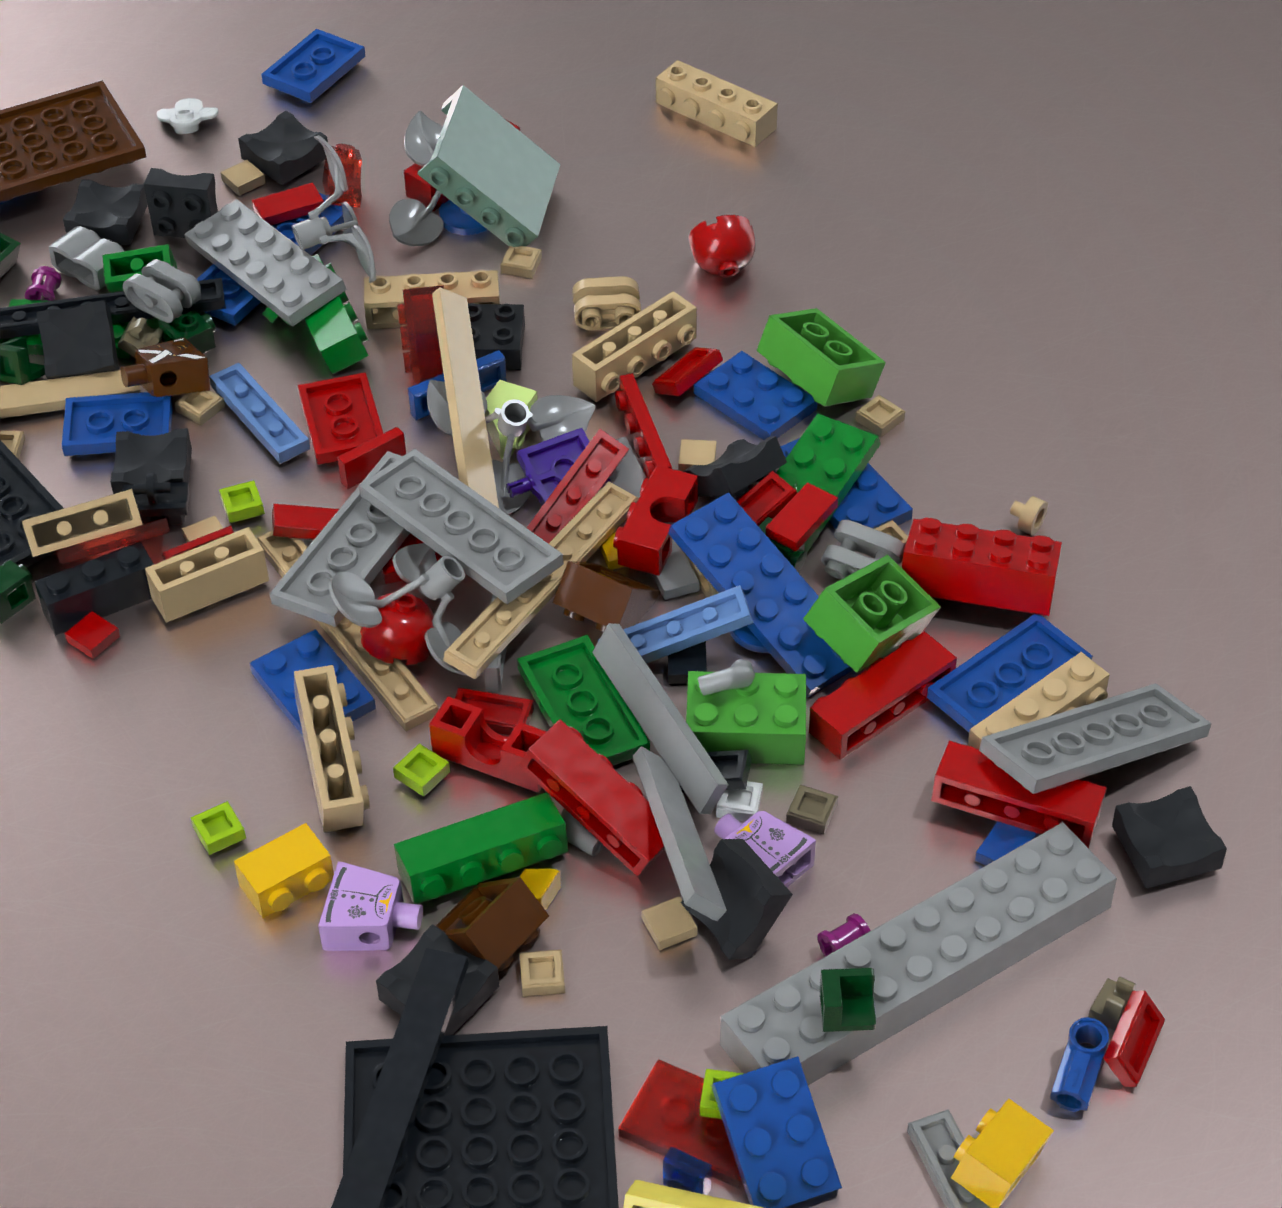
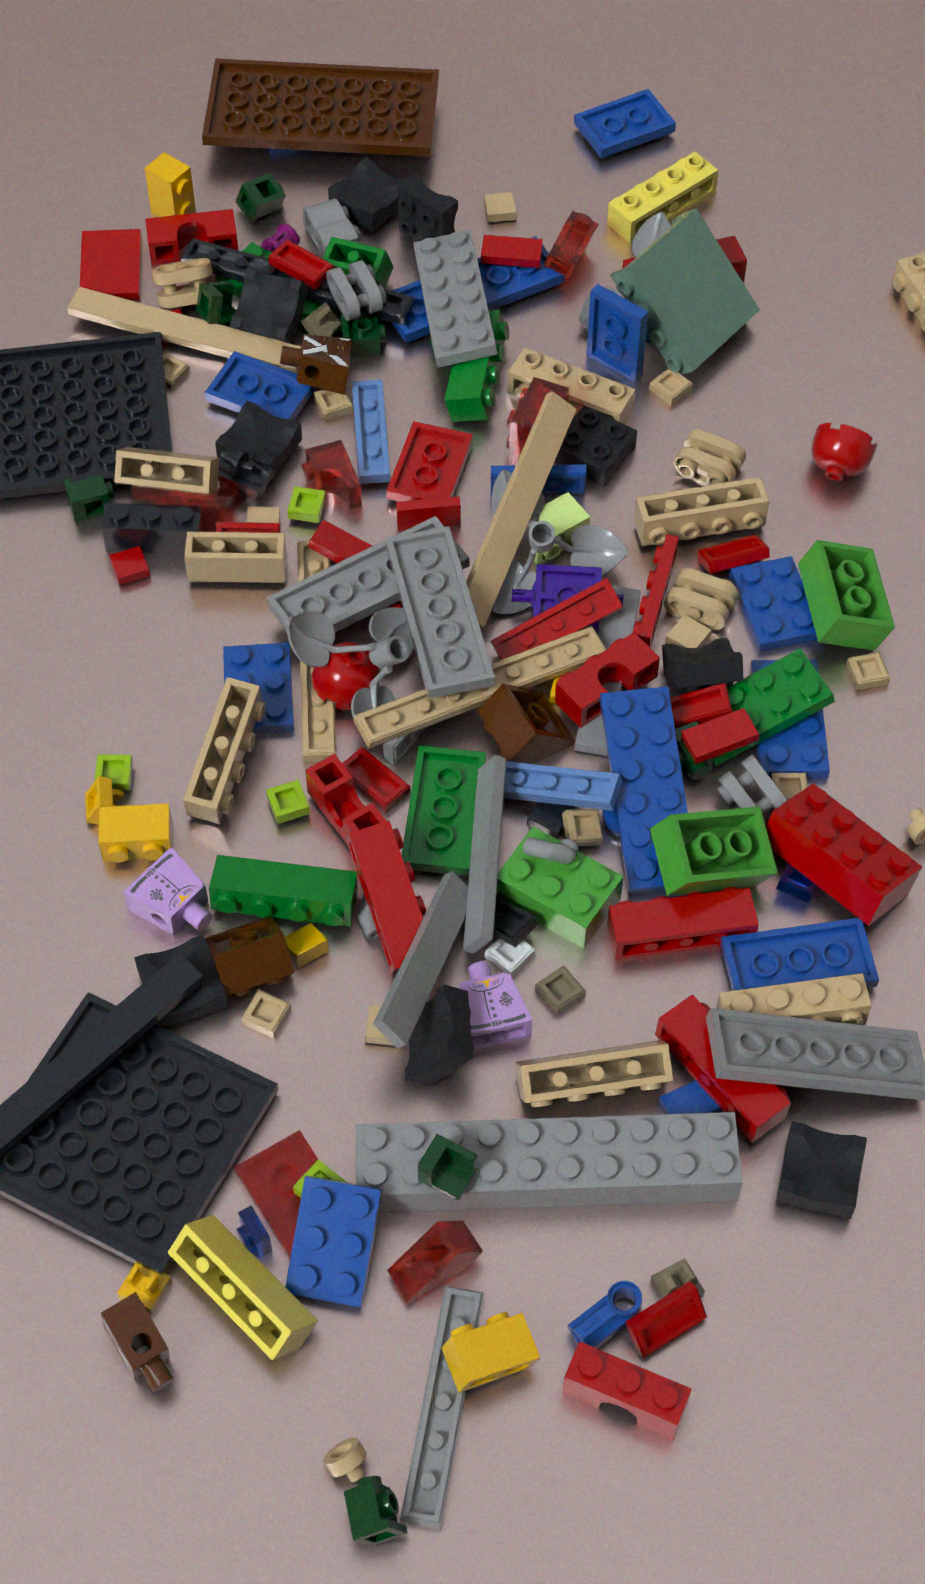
camera: 30 degrees right, 10 degrees up
(81, 290) = (300, 264): none -> red tile
(187, 115) = (493, 127): white plate -> none
(220, 857) = (100, 795): none -> yellow tile
(247, 458) = (332, 472): none -> clear red arch
(283, 148) = (546, 194): black brick -> none
(318, 230) = (501, 290): light grey plant -> none
(385, 122) = (667, 192): none -> light yellow brick
(449, 227) = (616, 333): none -> blue plate
(689, 417) = (701, 598): none -> tan brick
(723, 654) = (583, 826): none -> tan tile
(842, 935) = (503, 1109): magenta bush -> none
(881, 1103) = (434, 1258): none -> clear red arch
(905, 856) = (594, 1071): none -> tan brick
(958, 614) = (796, 884): none -> clear blue plate
(1118, 1118) = (651, 1398): none -> red arch

